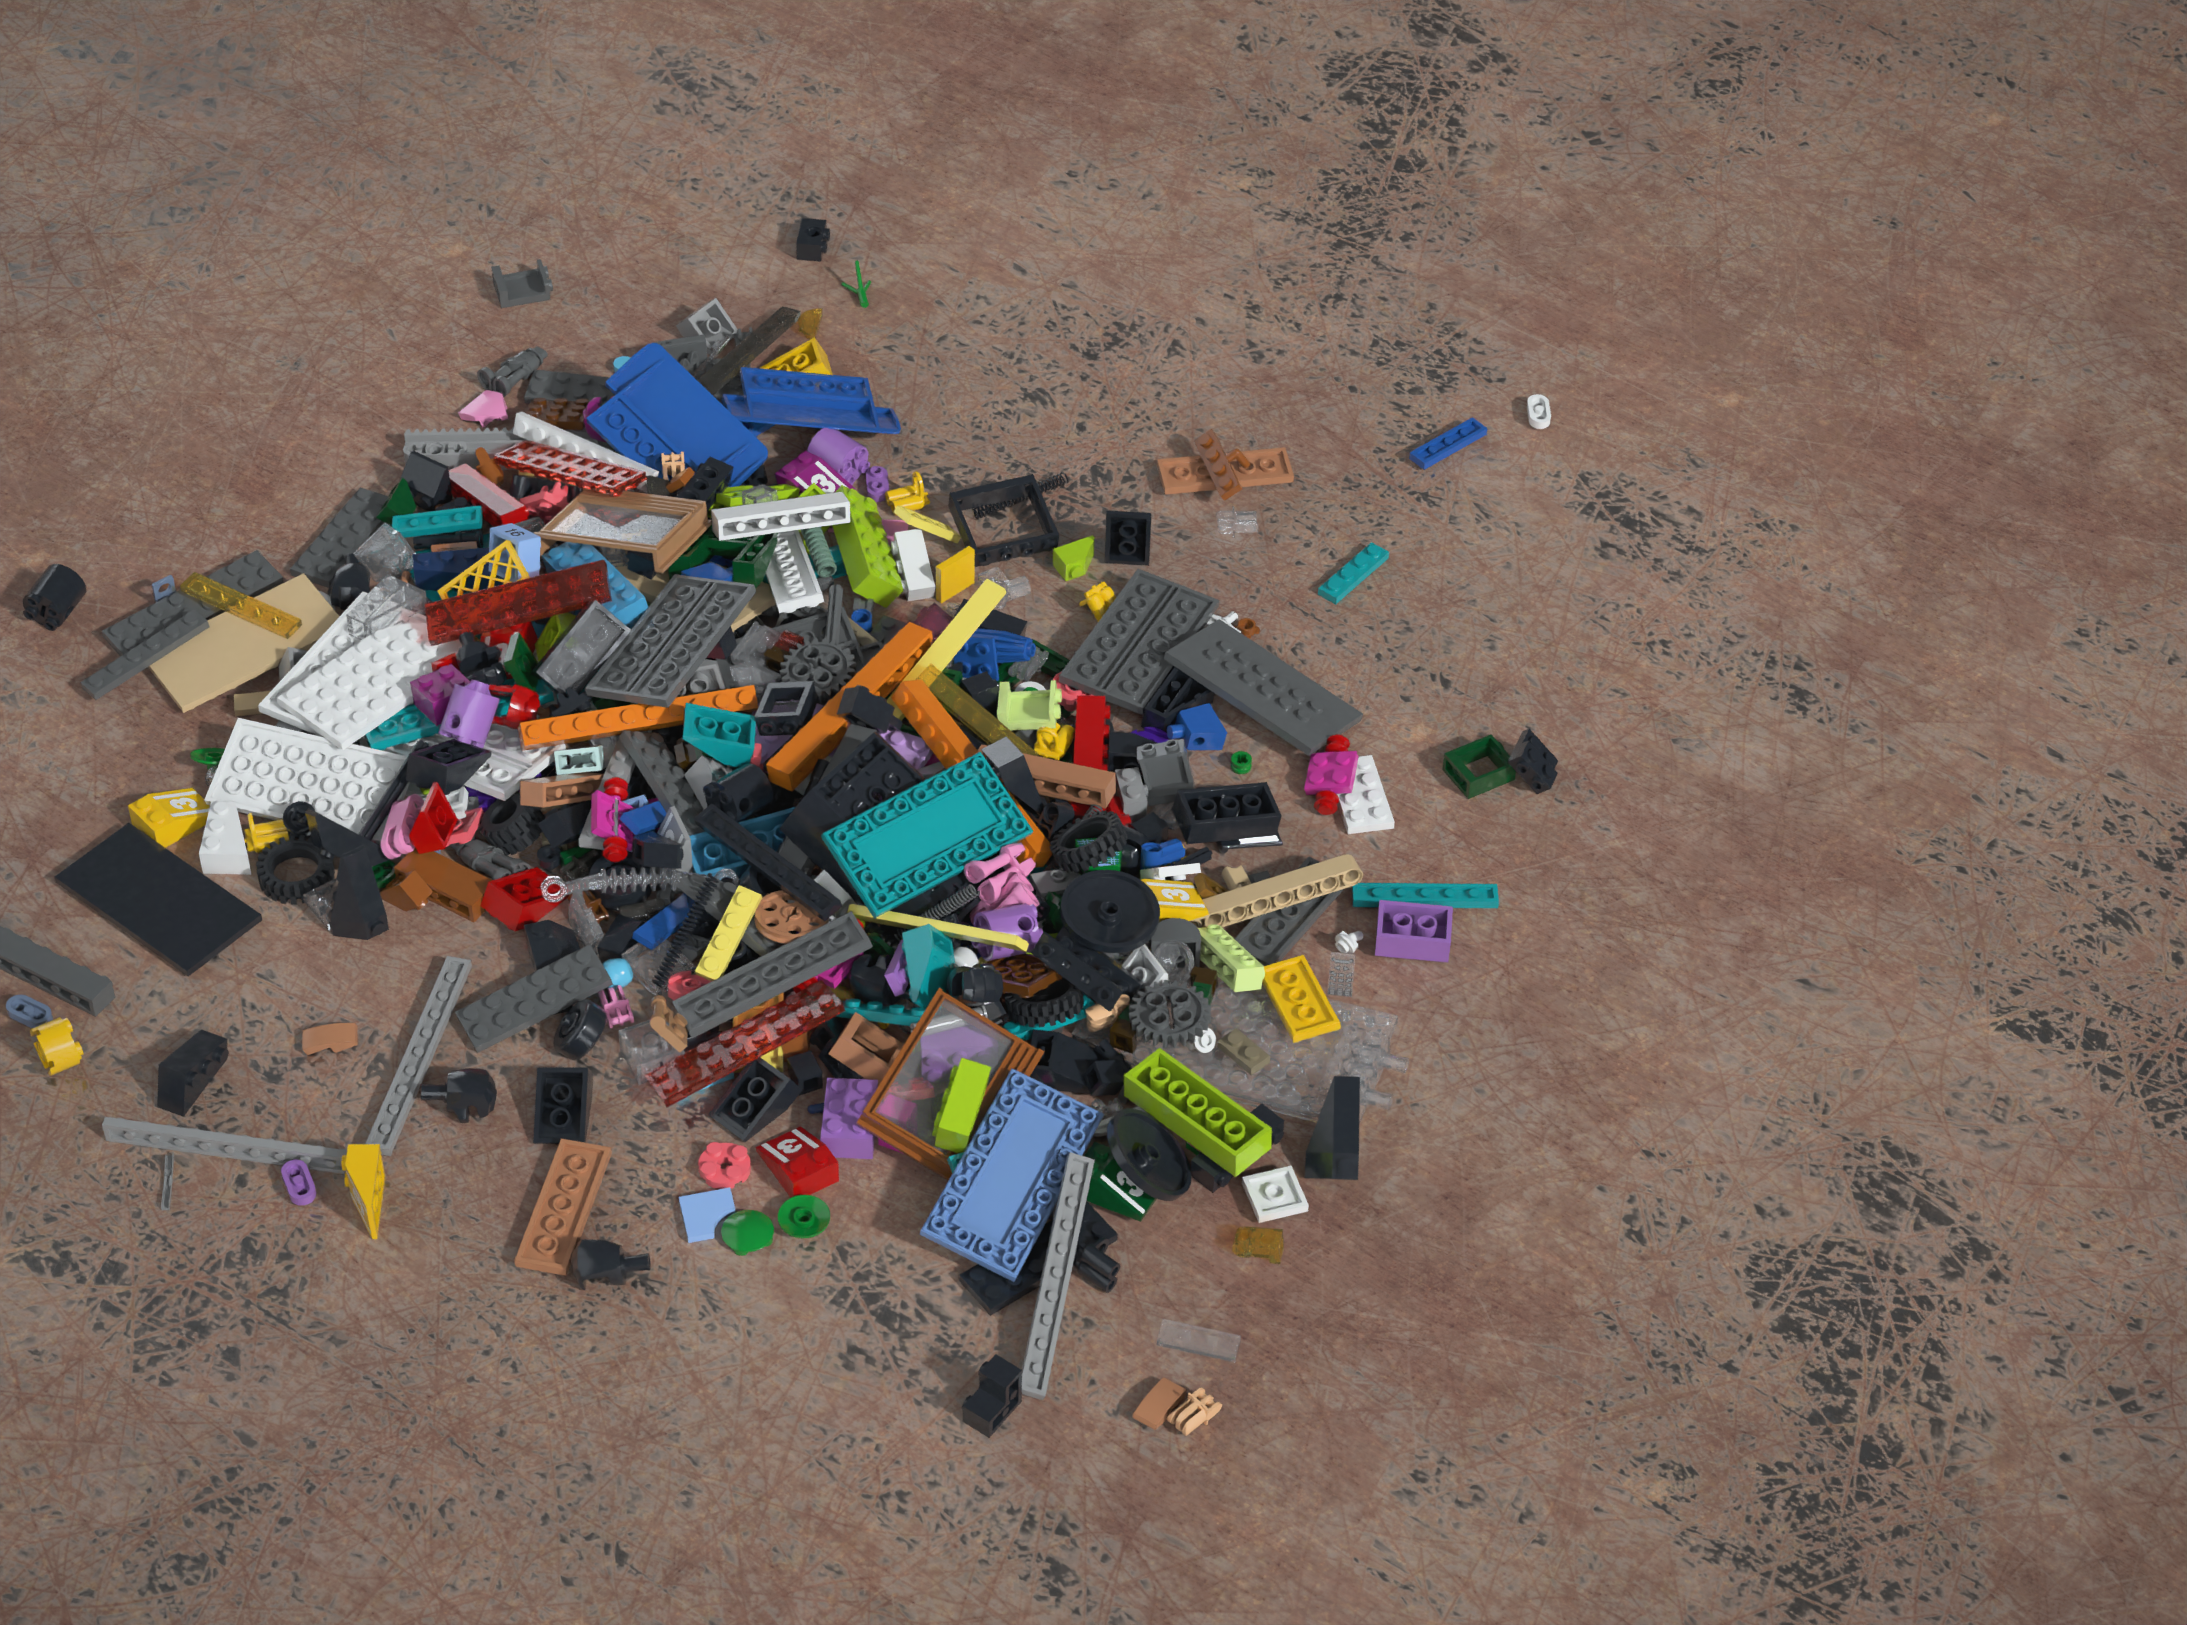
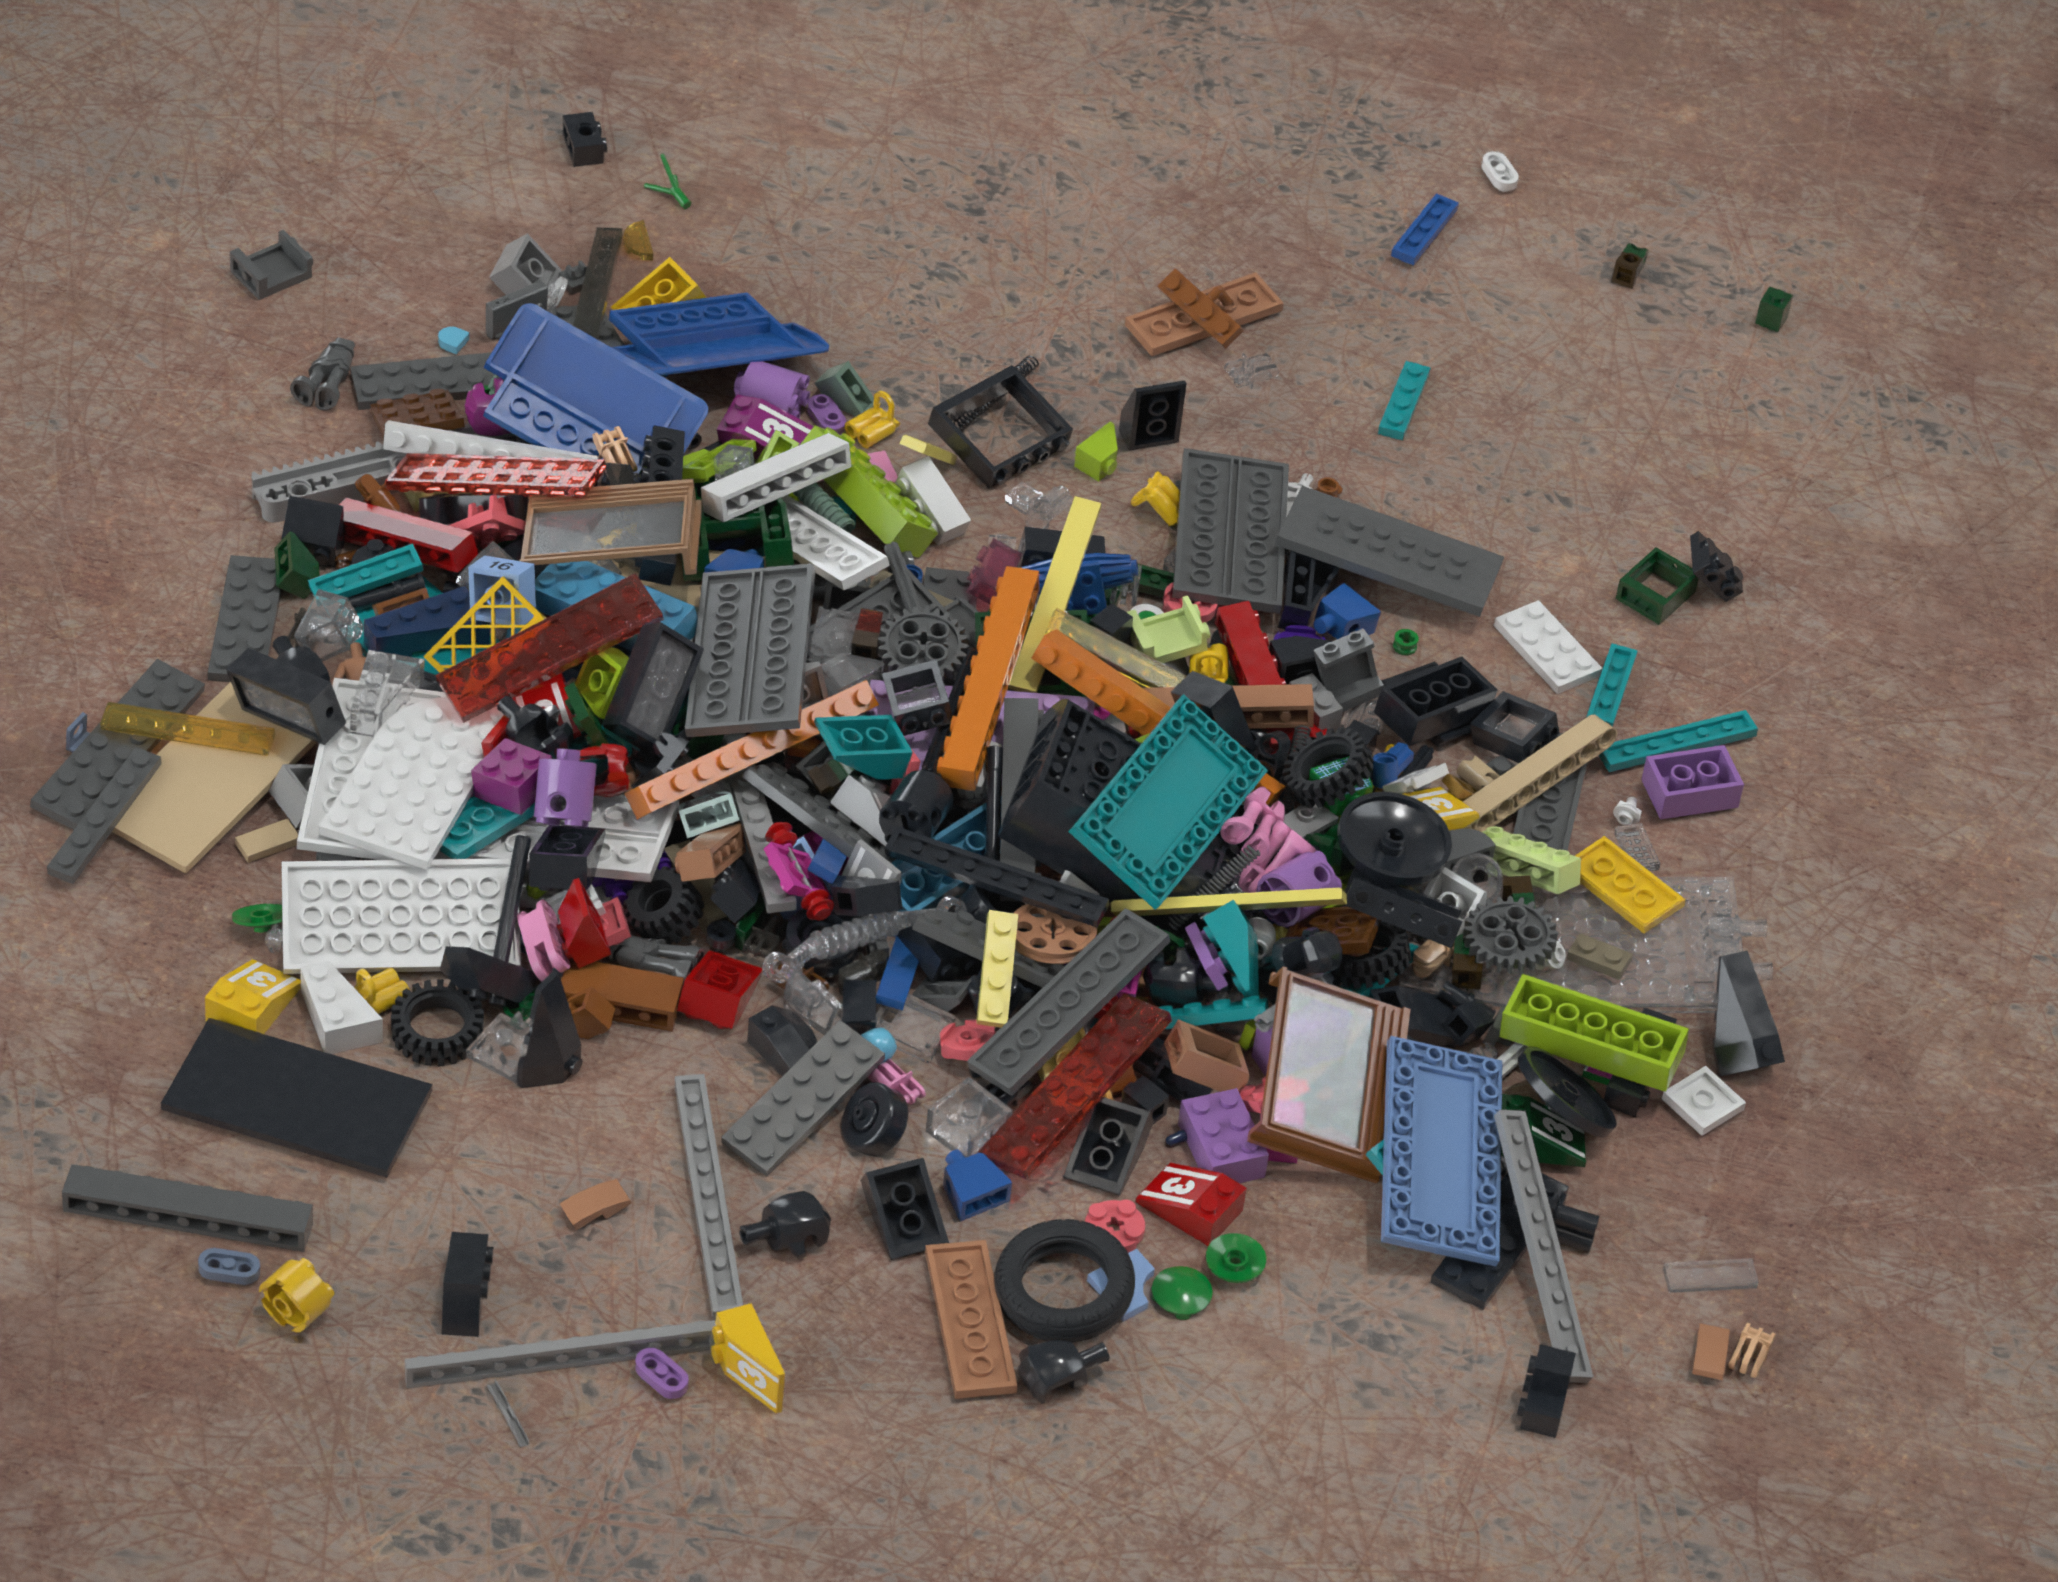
camera: 25 degrees left, 0 degrees up
(293, 814) = (417, 951): black wheel -> none
(311, 595) = (286, 696): none -> black brick
(485, 408) = (320, 425): bright pink slope -> none
(629, 1101) = (974, 1184): none -> blue torso
(662, 1230) = (1061, 1323): none -> black tyre
(668, 1024) = (990, 1084): medium nougat plate -> none
(680, 480) = (639, 460): dark orange tile -> none
(685, 930) = (943, 973): black piece -> none
(868, 710) = (1020, 677): black hinge -> none
(899, 465) = (845, 389): none -> sand green slope
(955, 574) = (985, 501): yellow tile -> none
(961, 1105) = (1366, 1090): lime brick -> none
(1259, 1243) = (1718, 1156): clear yellow leg -> none
(1284, 849) = (1514, 727): none -> black window
(1331, 774) = (1512, 631): dark pink plate -> none
(1393, 838) = (1612, 683): none -> teal plate
(1606, 506) = (1629, 265): none -> dark brown leg
(1710, 568) = (1773, 309): none -> dark green brick

